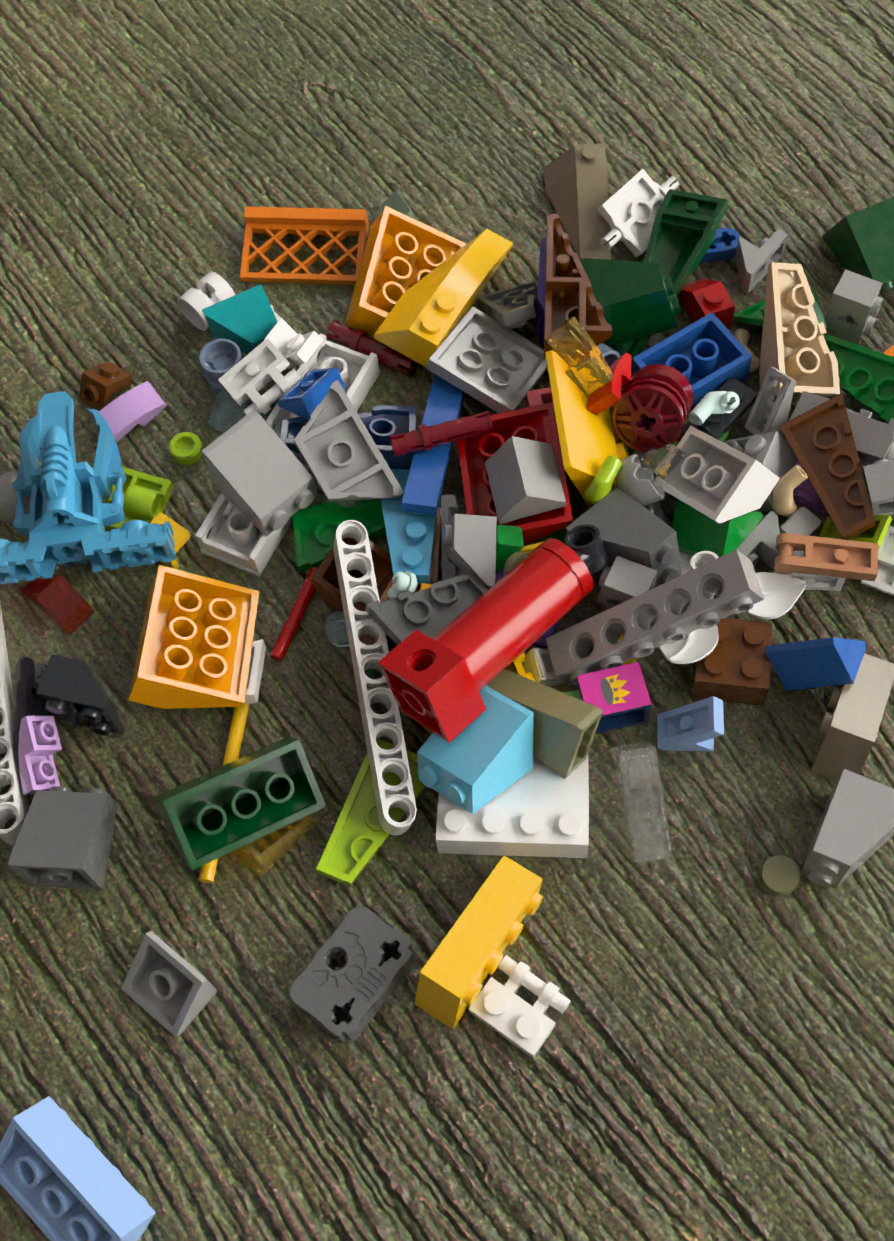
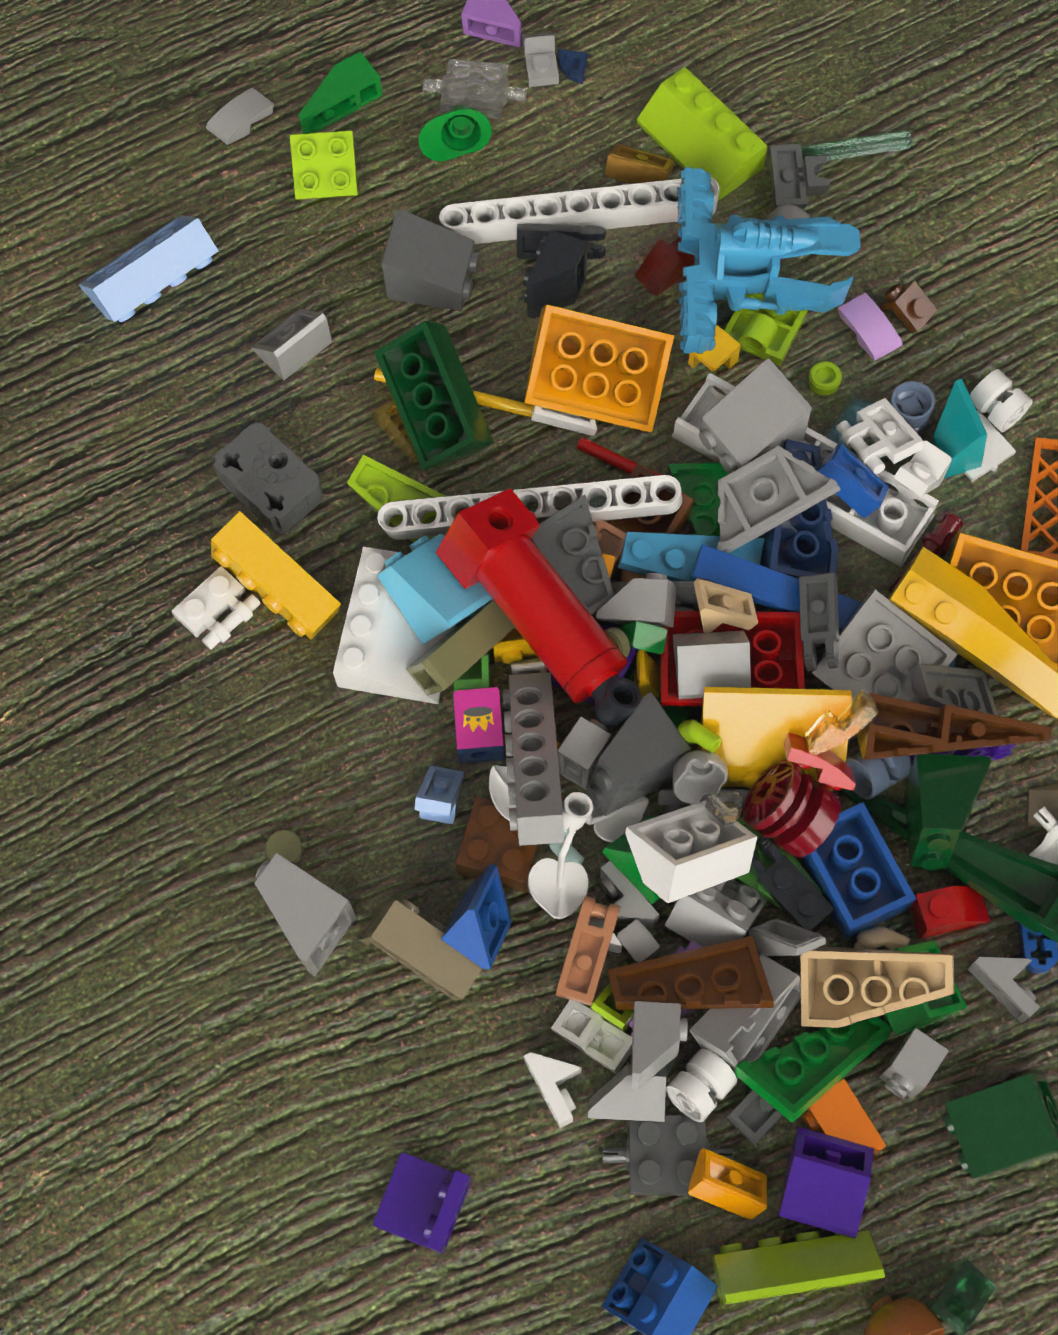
camera: 95 degrees right, 5 degrees up
(35, 751) = (507, 242): lavender slope -> none
(403, 583) = (611, 537): light aqua arm -> none
(454, 430) = (777, 577): dark red pin -> none
(461, 400) = (819, 618): none -> dark grey hinge
(468, 479) = (724, 605): none -> tan slope
(643, 801) = (381, 736): clear slope -> none
(714, 403) = (791, 873): light aqua arm -> none
(783, 491) = (679, 928): tan arm -> none

